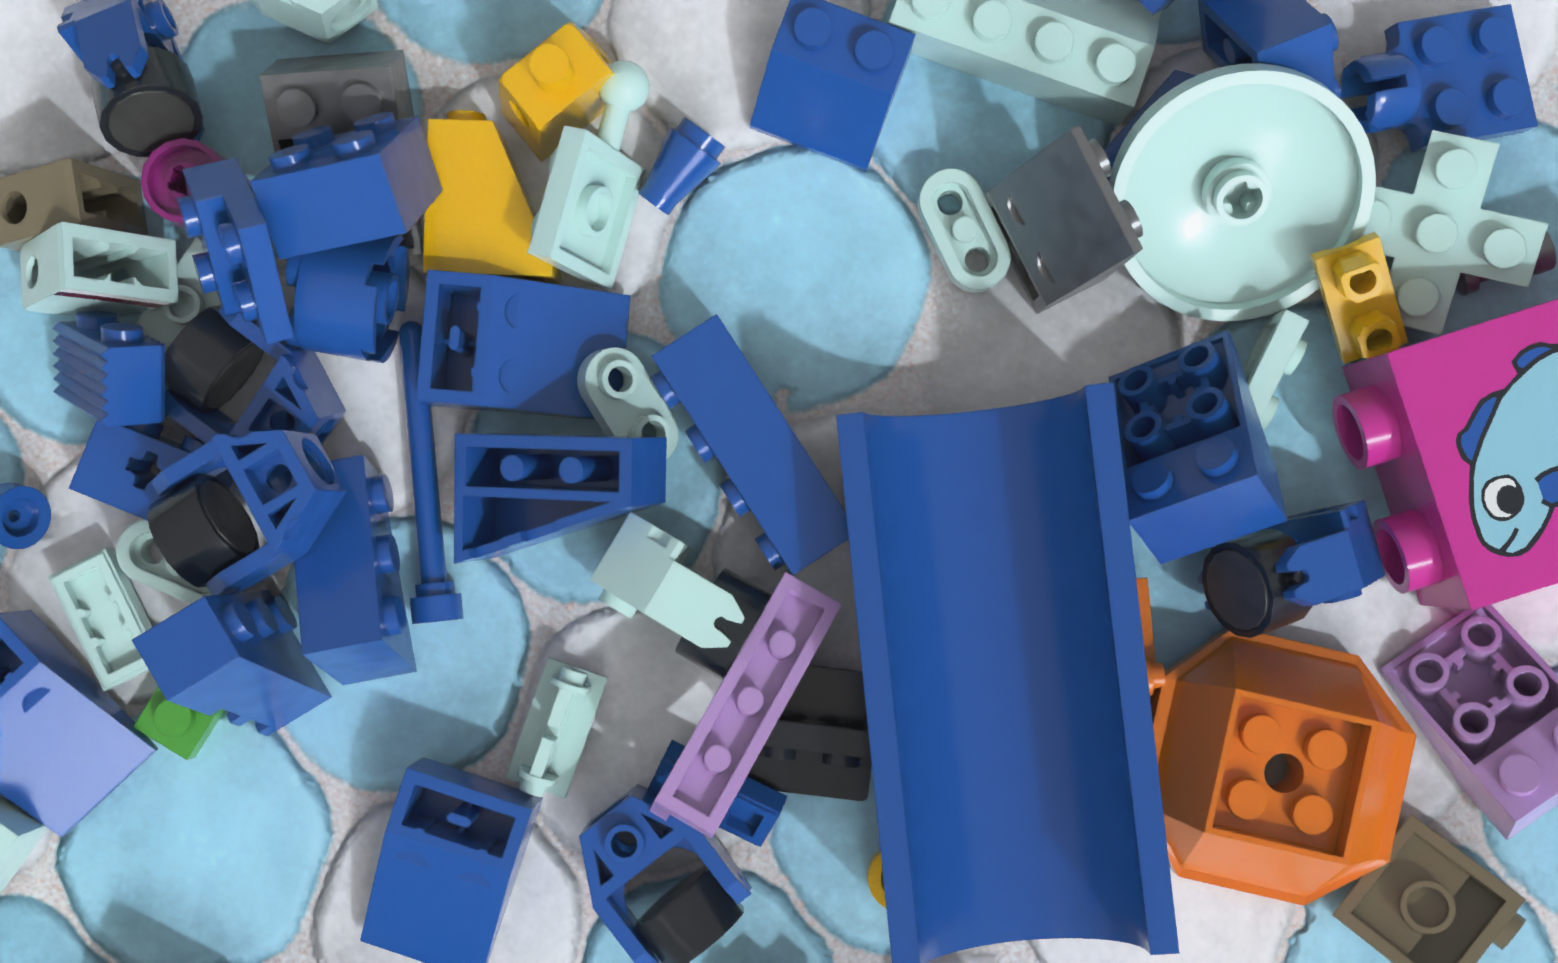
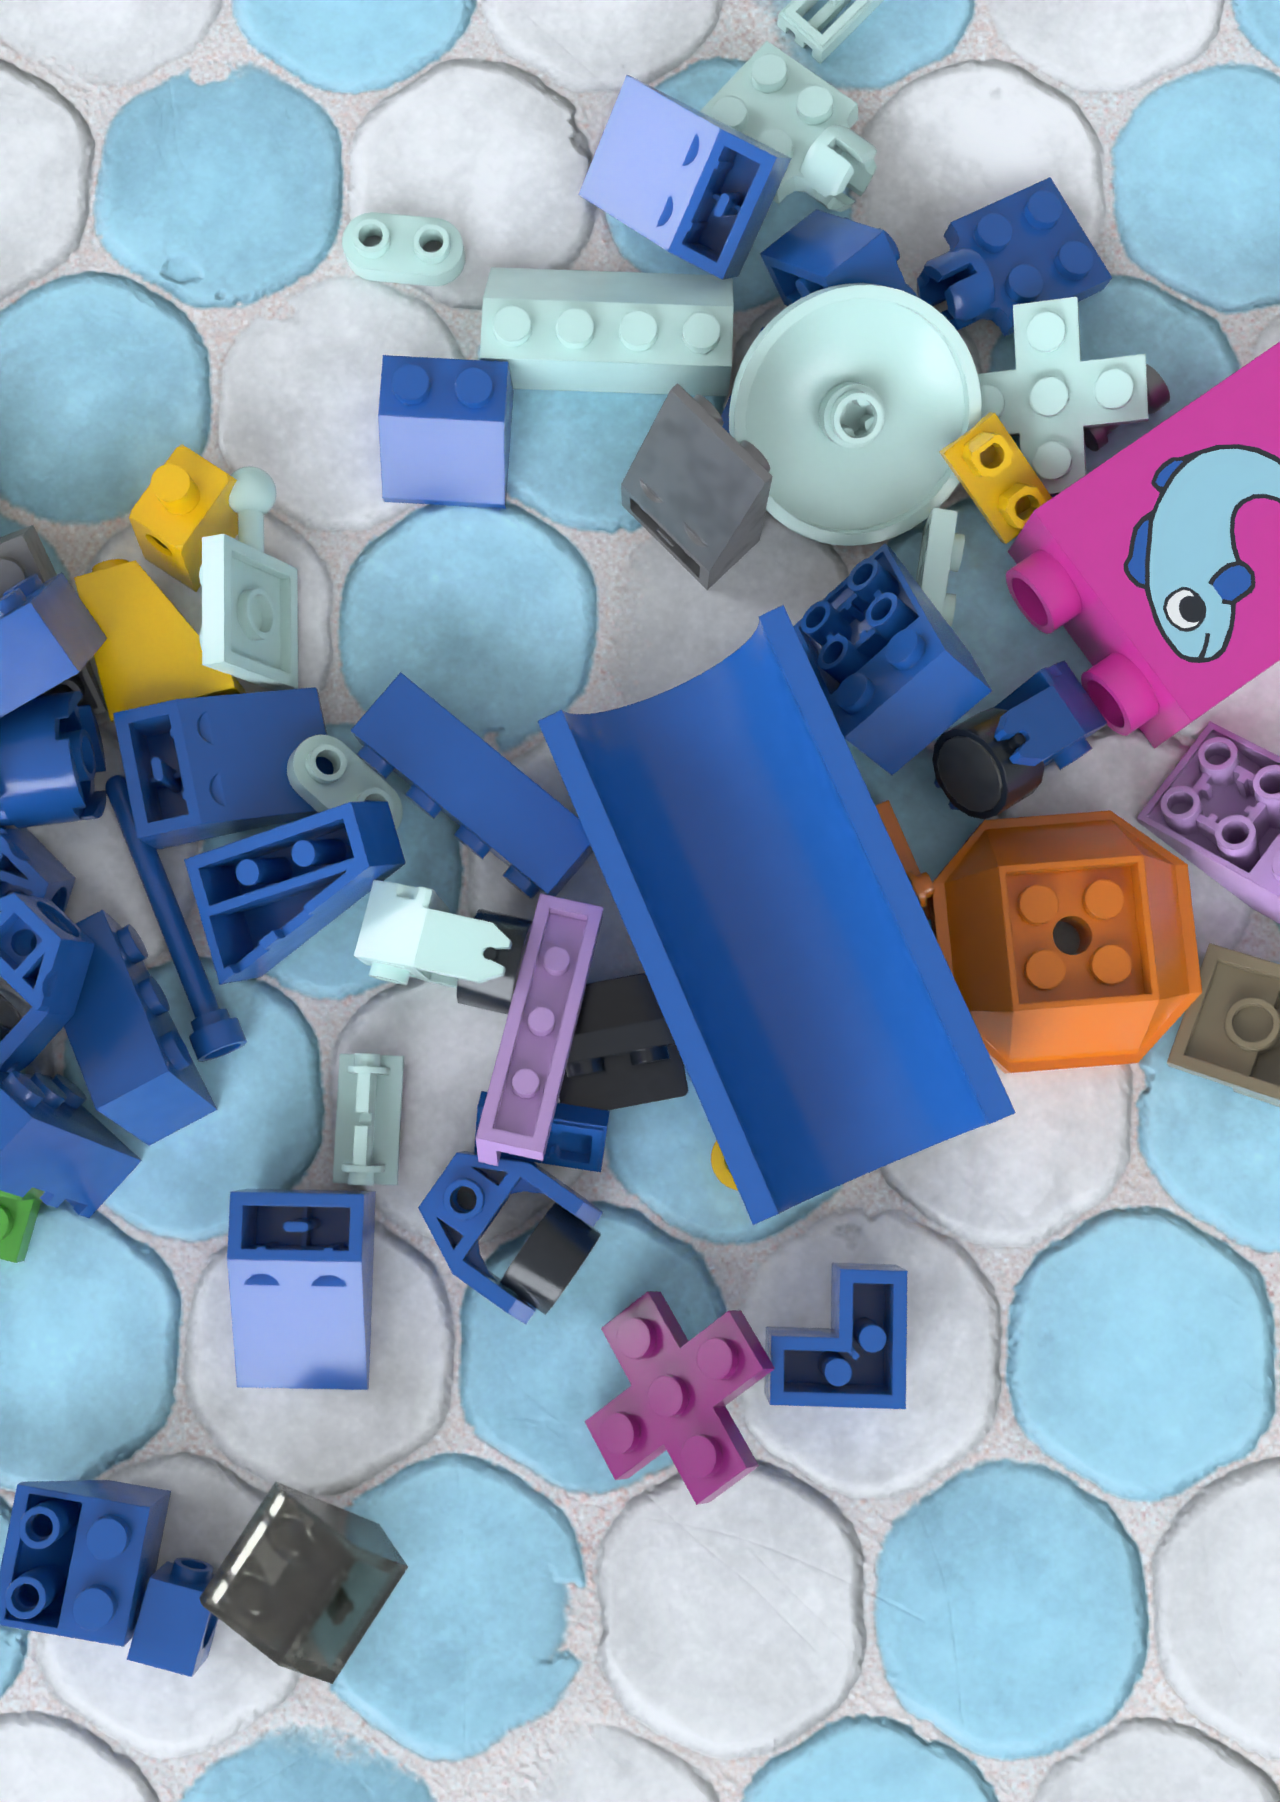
camera: 20 degrees left, 5 degrees down
(681, 165) = (328, 551): blue cone -> none
(966, 231) = (615, 533): light aqua plate -> none

